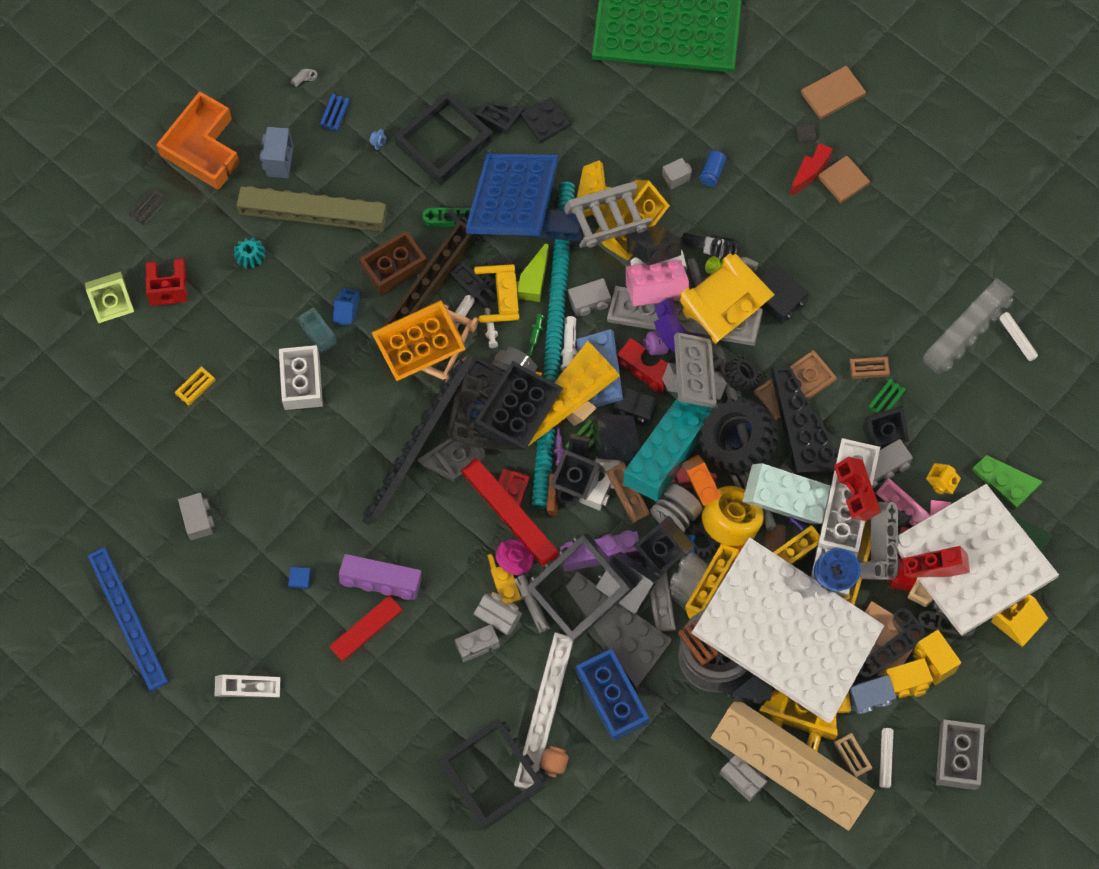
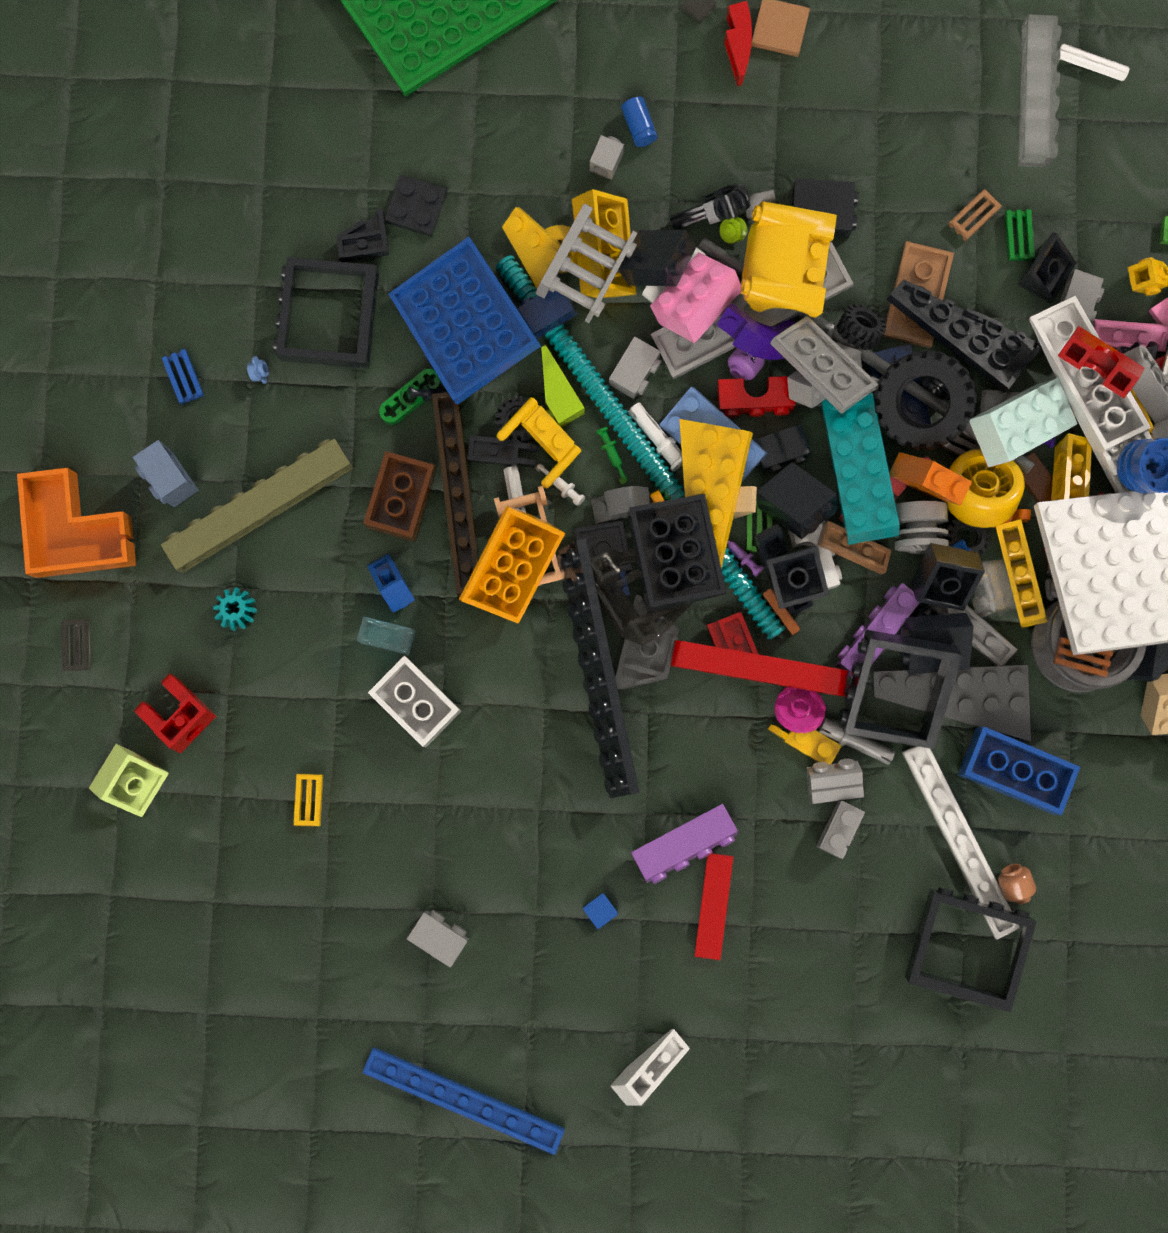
camera: 40 degrees left, 15 degrees up
(304, 75) = (111, 361): light grey arm -> none

